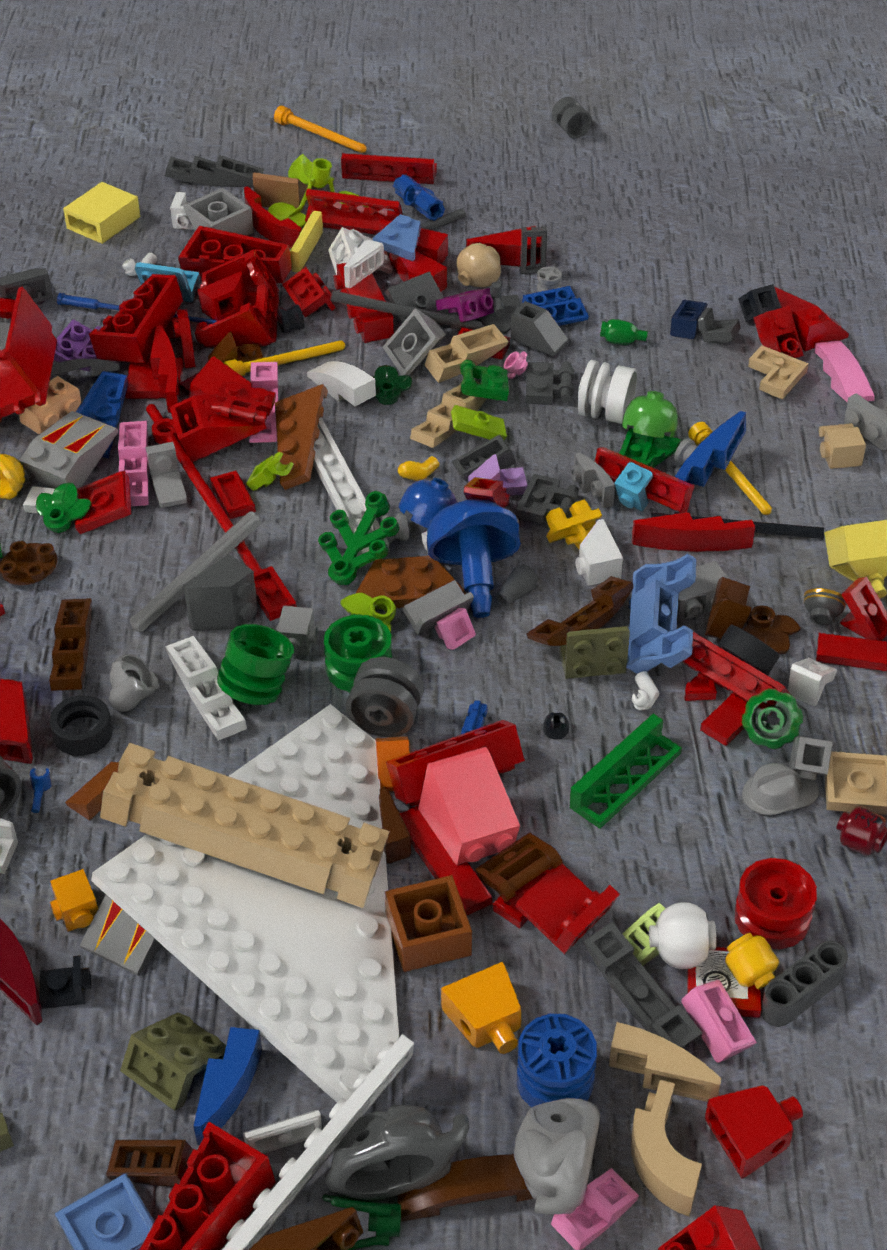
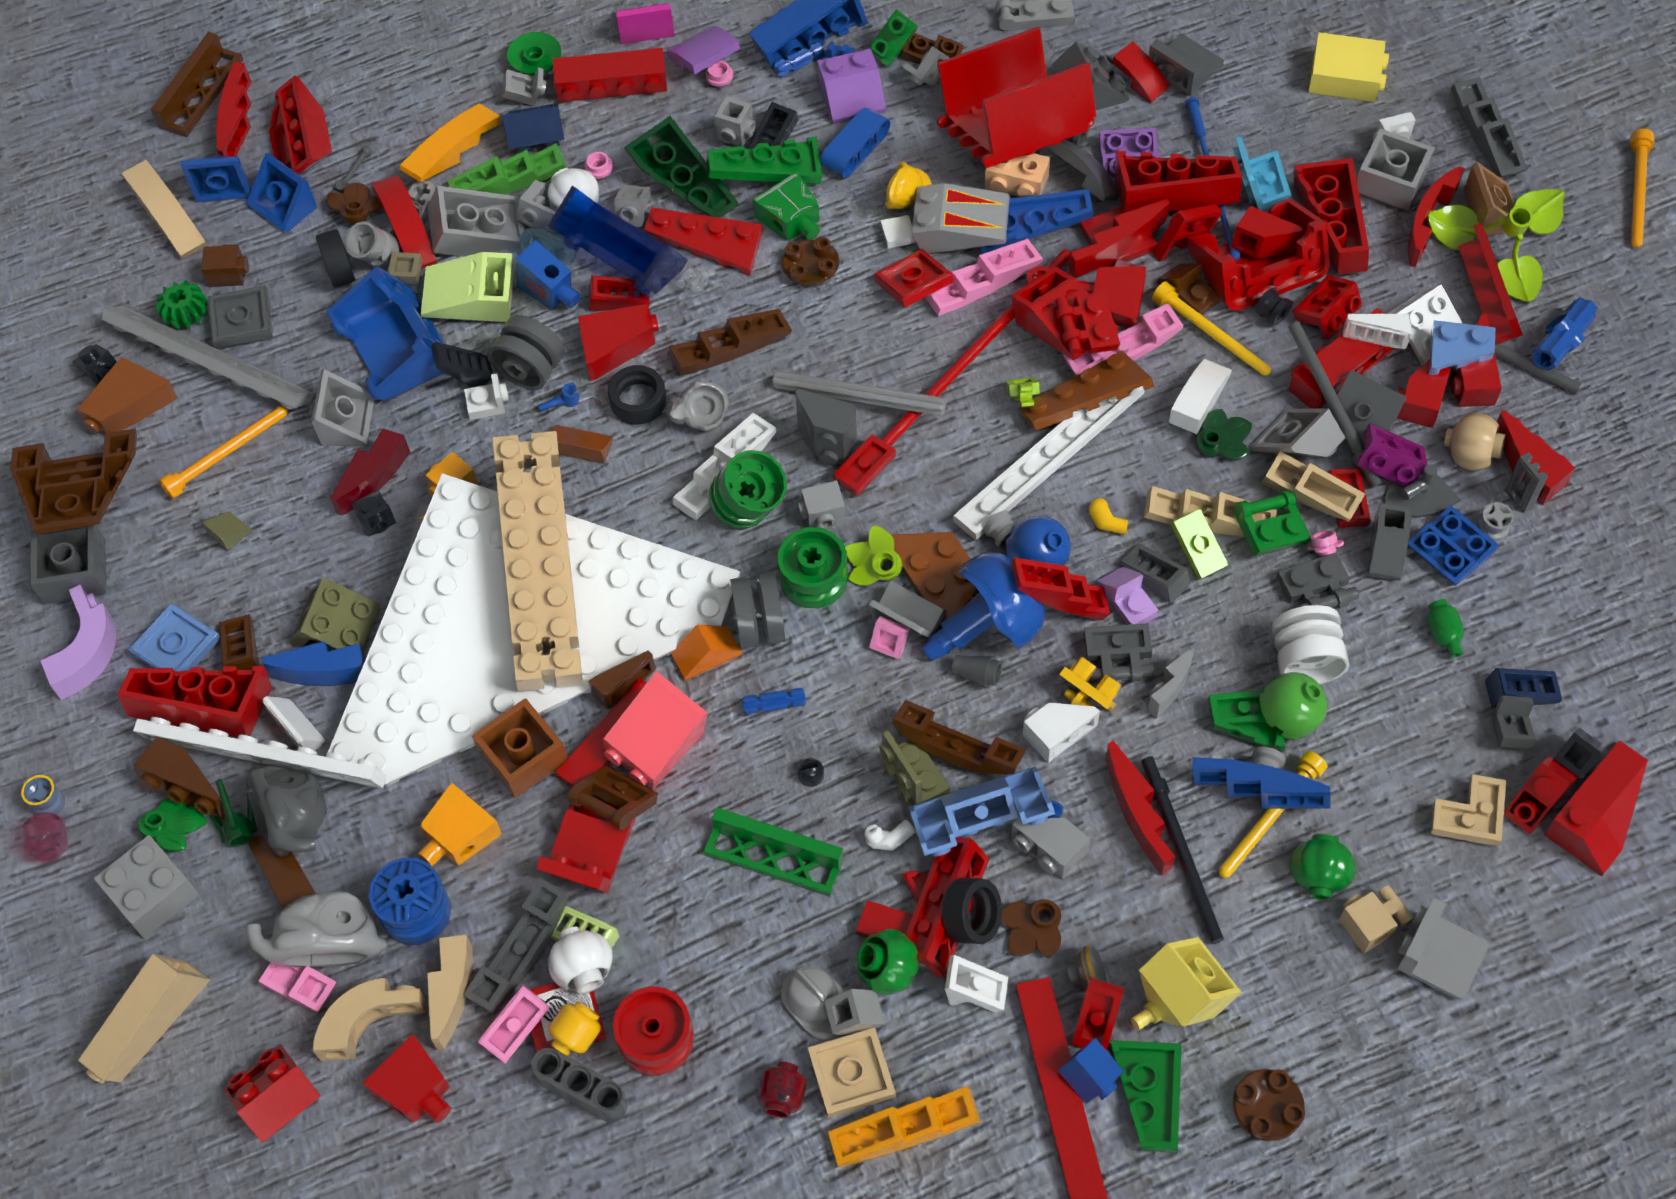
camera: 70 degrees right, 15 degrees up
(61, 507) = (888, 250): green plate -> none
(129, 265) = (1283, 143): white arm -> none
(165, 475) = (975, 313): light grey bracket -> none
(232, 494) = (987, 376): red tile -> none
(306, 241) = (1415, 264): light yellow tile -> none
(344, 569) = (930, 510): green plant -> none
(387, 168) = (1607, 286): red fence -> none
(409, 770) = (730, 712): red brick -> none
(632, 485) = (1170, 722): medium azure bracket -> none
(662, 487) = (1189, 729): red tile -> none
(728, 607) = (1029, 874): reddish brown slope -> none
(788, 454) = (1323, 866): none -> green plant
(844, 370) = (1510, 885): bright pink slope -> none

